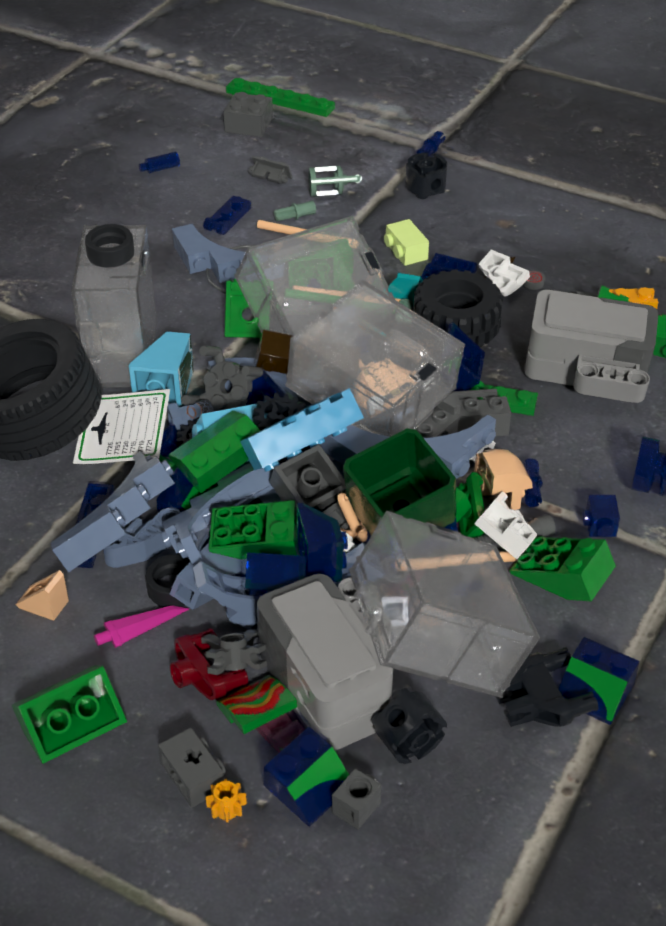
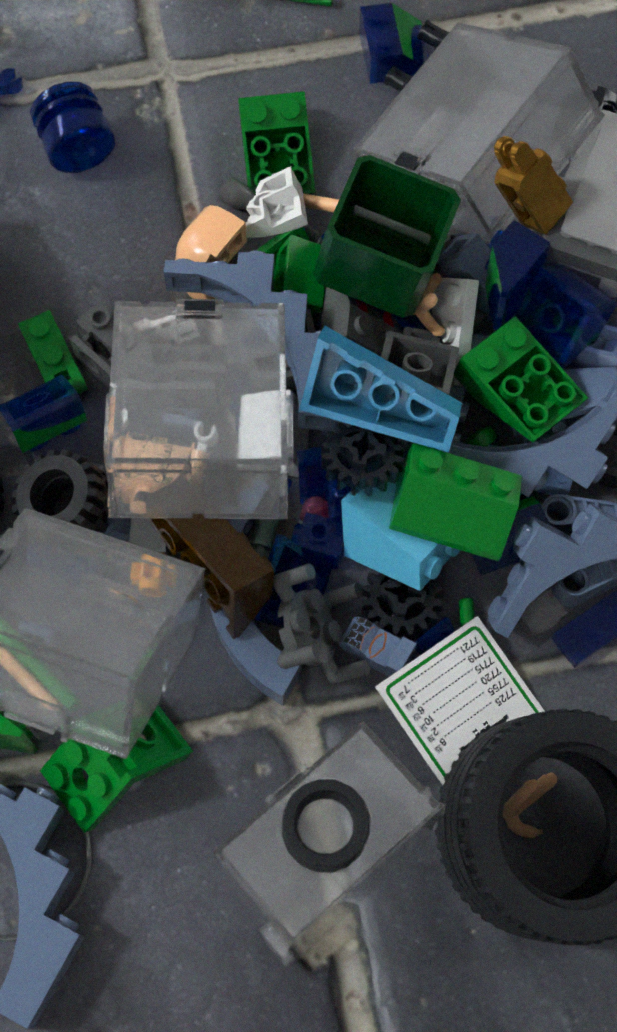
camera: 130 degrees left, 25 degrees up
(164, 366) = (331, 717): medium azure slope -> none
(359, 564) = (530, 185): none -> pearl gold hinge
(533, 495) = (164, 248): clear blue pin -> none
(601, 516) = (177, 151): clear blue brick -> none

